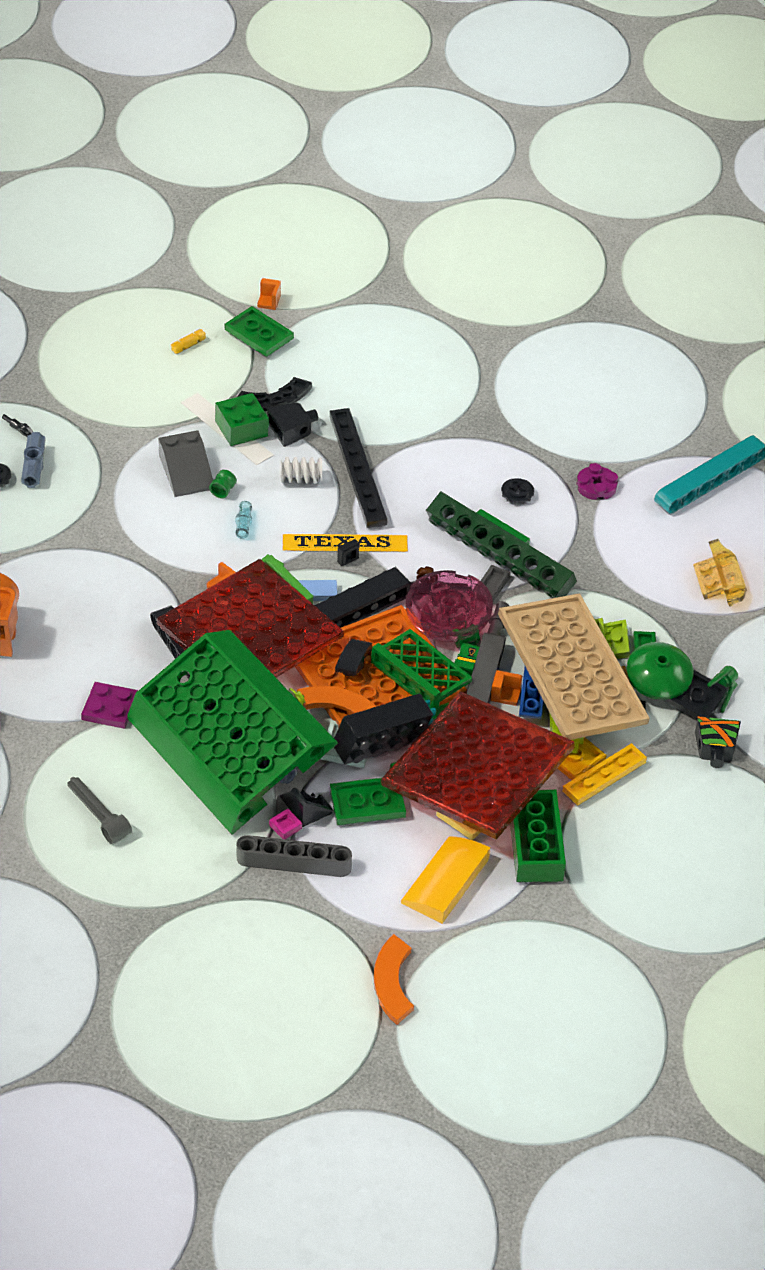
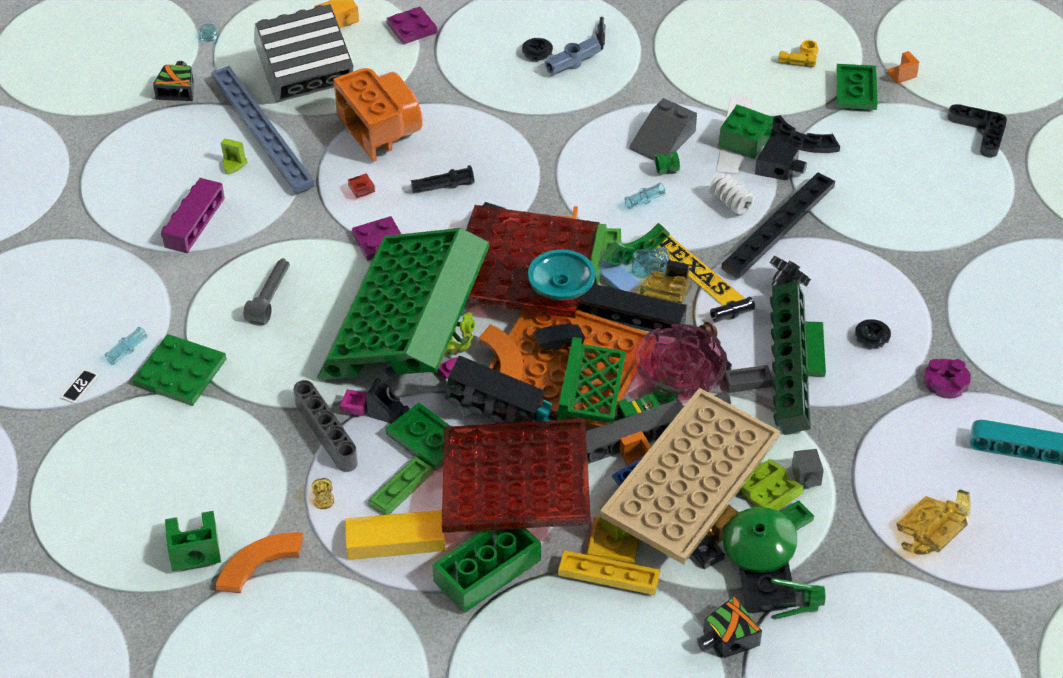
camera: 55 degrees right, 0 degrees up
(36, 679) = (361, 185): none -> clear red plate
(61, 940) = (126, 345): none -> clear light blue pin
(69, 1000) = (79, 385): none -> sticker
(92, 618) = (451, 178): none -> black pin
(125, 919) = (179, 369): none -> green plate
(185, 327) = (809, 47): none -> yellow plate
(300, 562) = (621, 253): none -> green tile
(312, 608) = (561, 274): none -> teal dish
(321, 561) = (649, 261): none -> clear light blue piece
(344, 1020) = (193, 547): none -> green brick
(351, 299) = (957, 114): none -> black beam
(359, 568) = (666, 287): none -> clear yellow plate
(366, 899) = (322, 493): none -> clear yellow bush
(400, 847) = (401, 486): none -> bright green tile
(417, 547) = (732, 309): none -> black pin
(420, 494) = (787, 272): none -> black plant
(612, 606) = (807, 468): none -> dark grey brick

